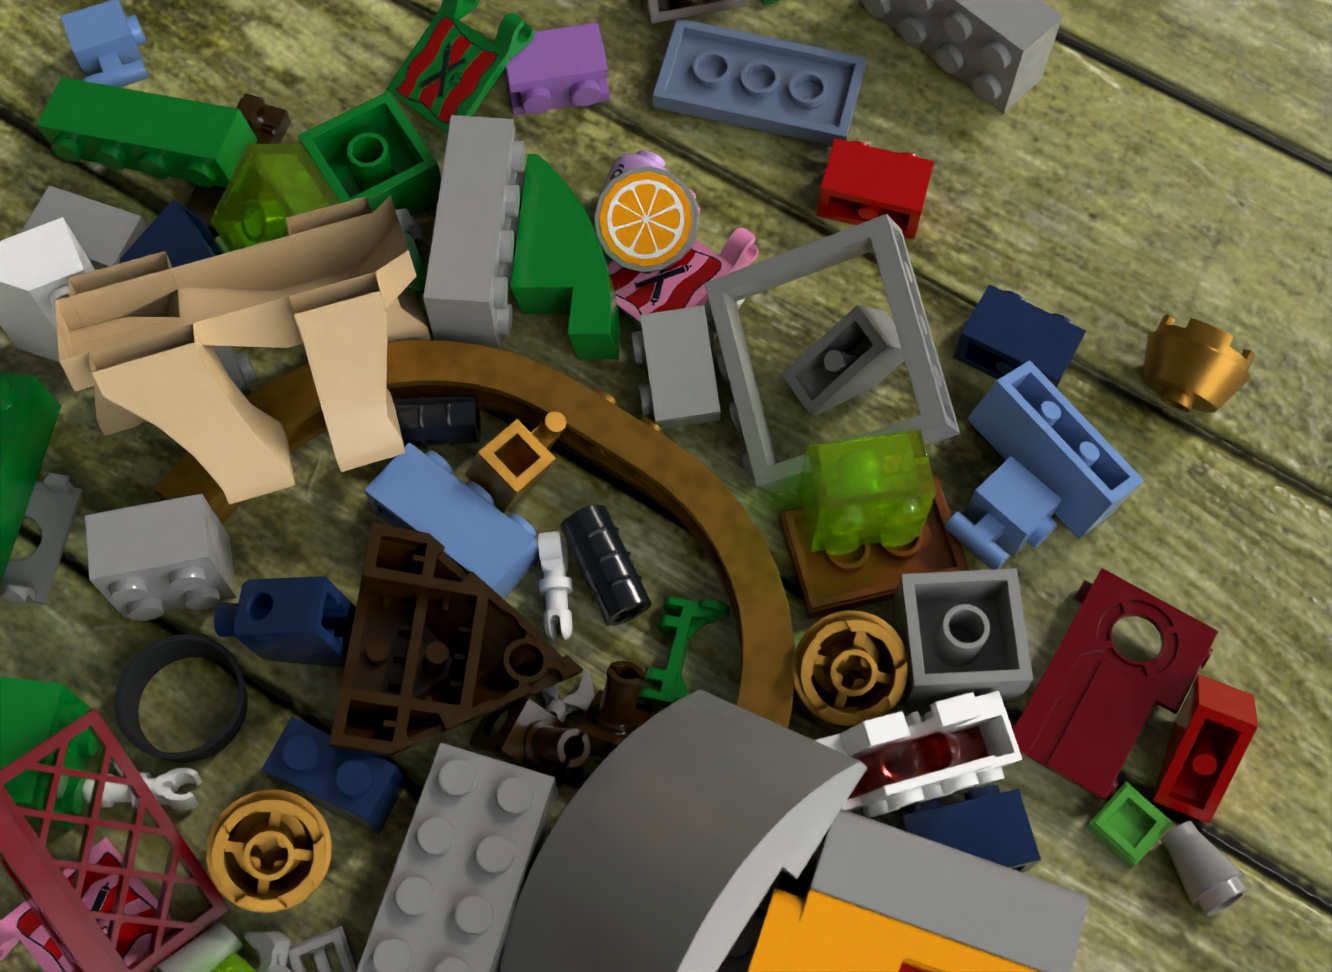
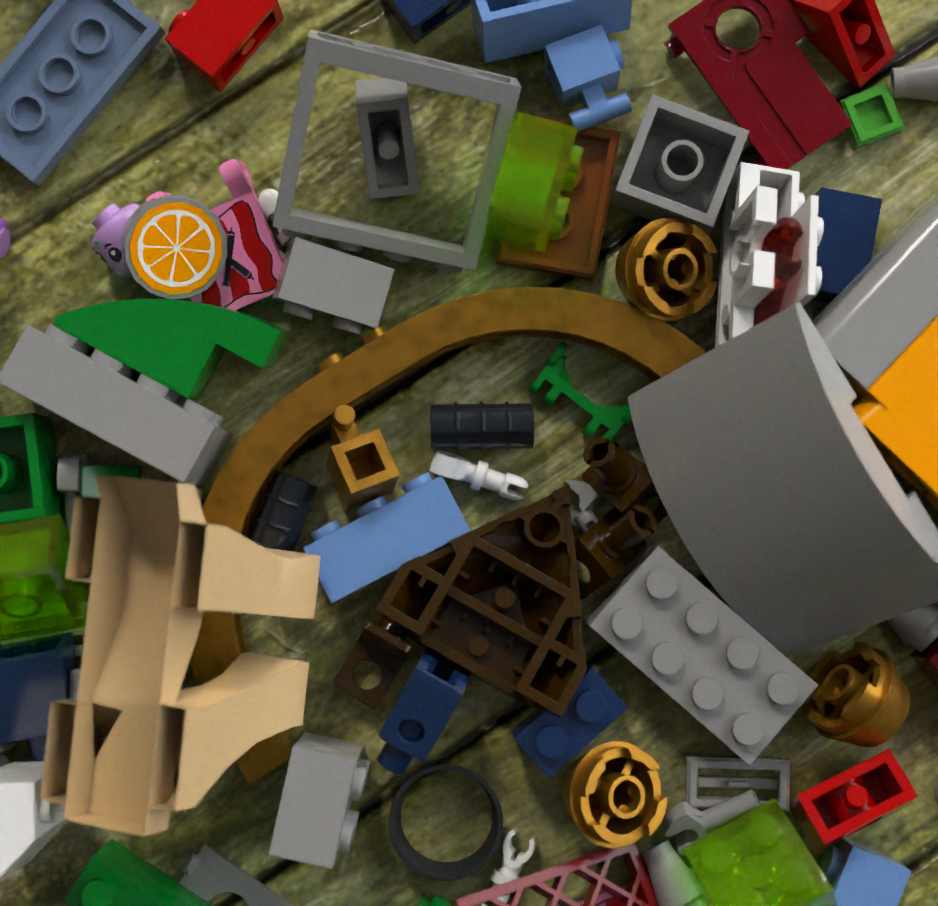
camera: 65 degrees left, 20 degrees up
(341, 561) = (385, 648): none -> dark brown bracket

